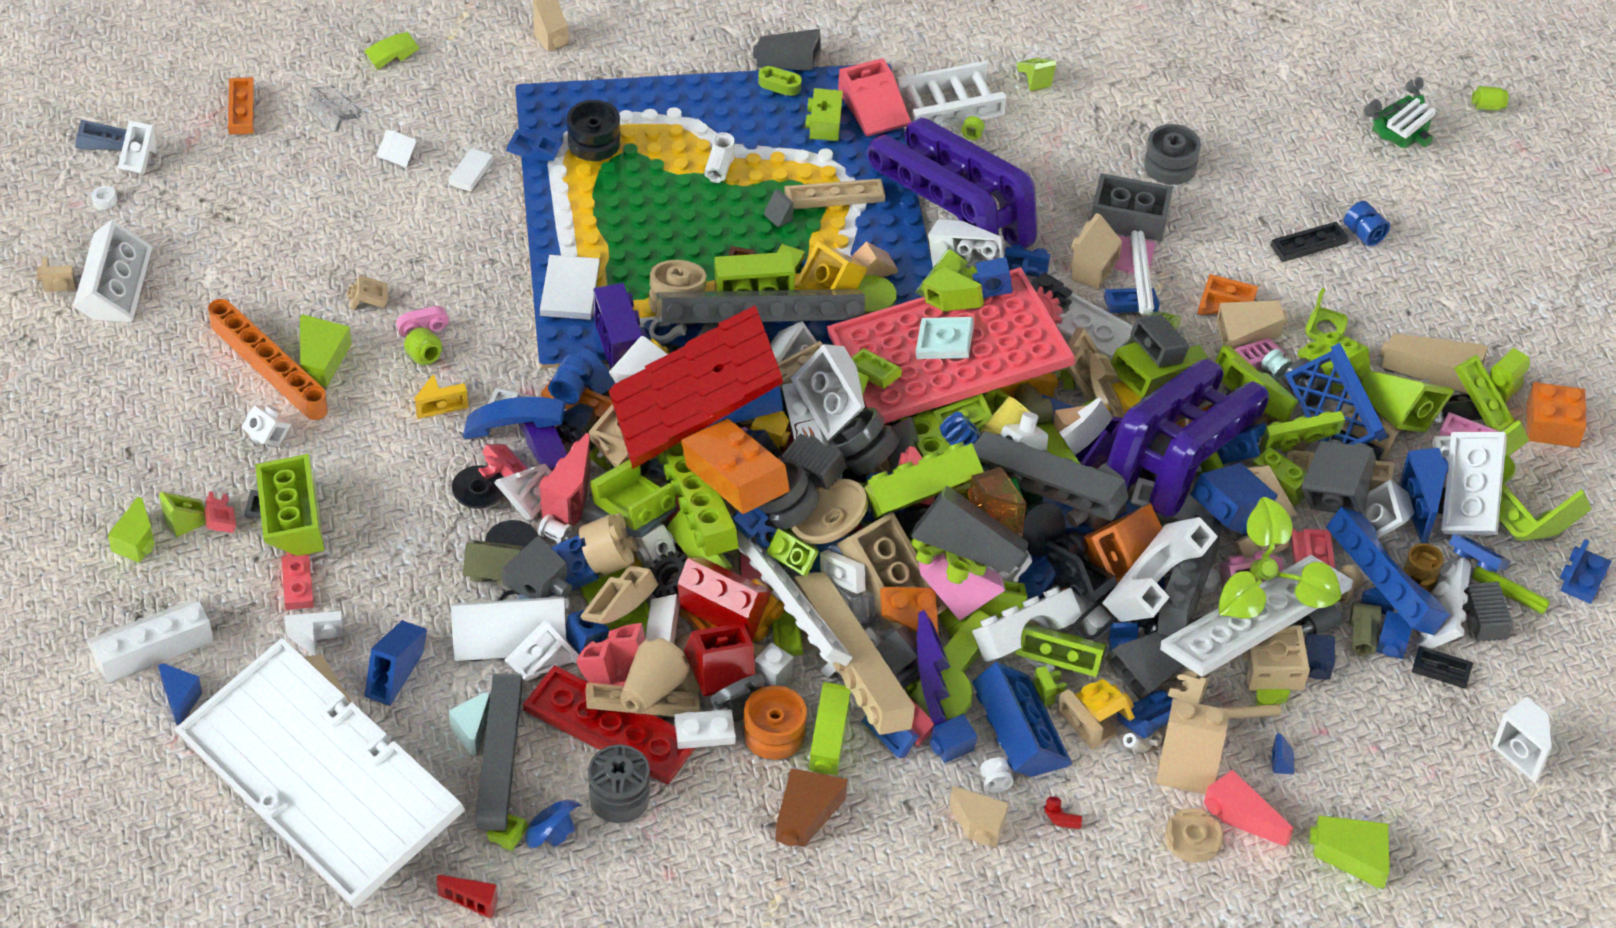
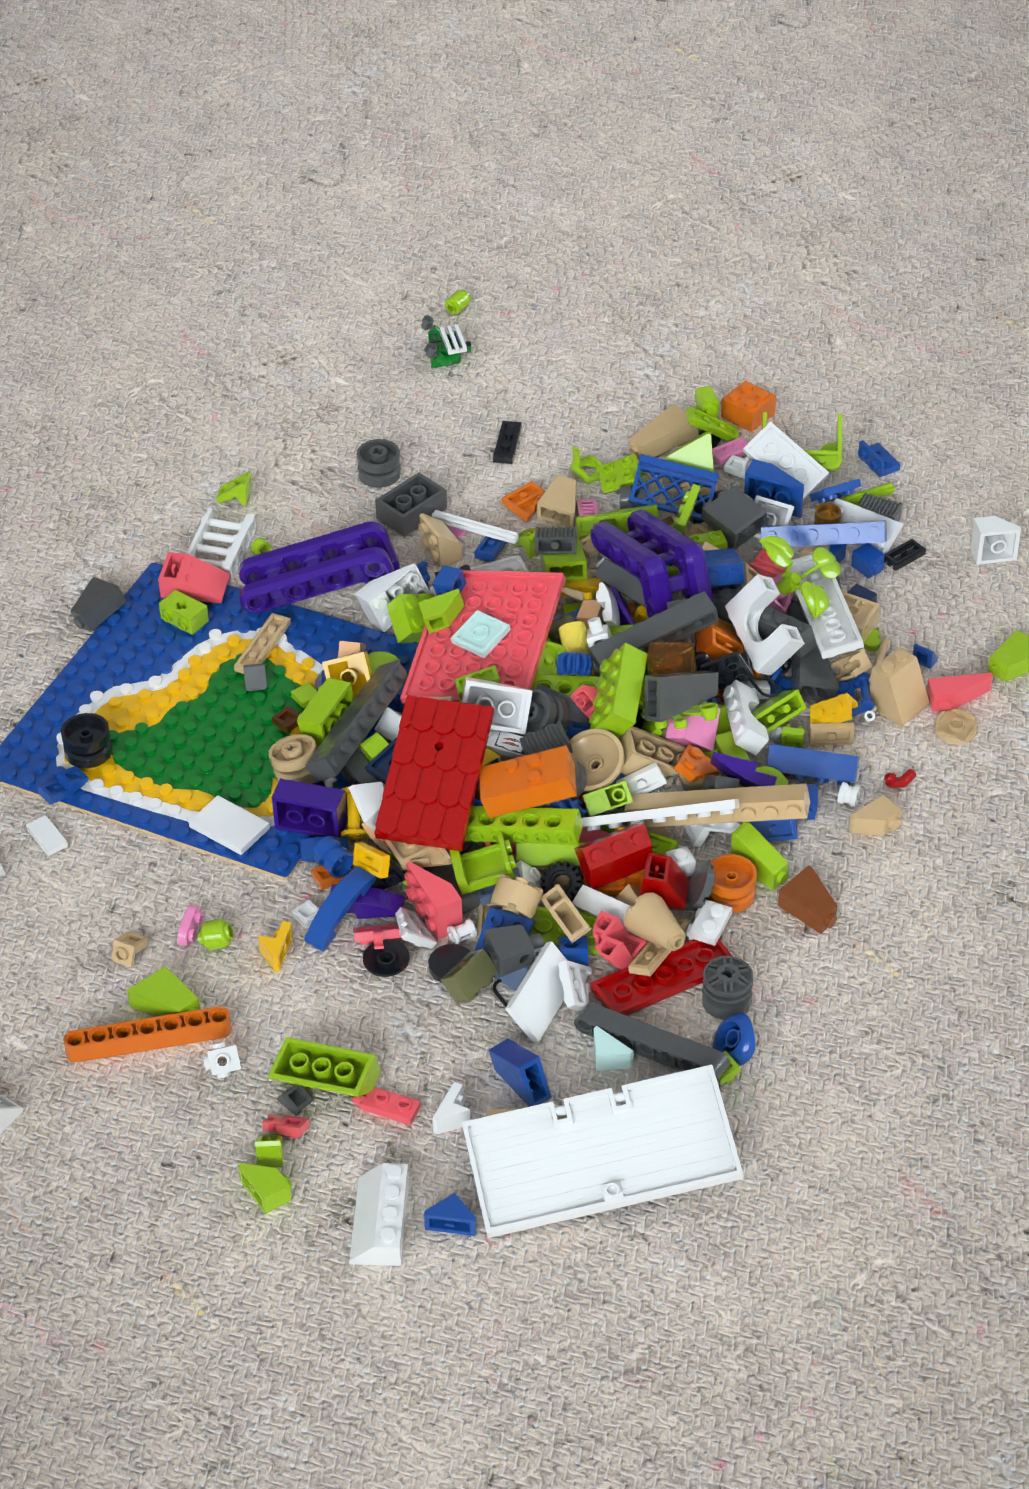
camera: 55 degrees left, 5 degrees down
(471, 894) = (767, 1111): red slope -> none
(576, 407) = (371, 860): none -> yellow plate
(720, 157) = (173, 684): white piece -> none
(779, 80) = (122, 623): lime beam -> none
(1276, 364) = (606, 504): light aqua wheel -> none
(1364, 623) = (853, 571): olive piece -> none
(1366, 223) = (520, 406): blue wheel -> none

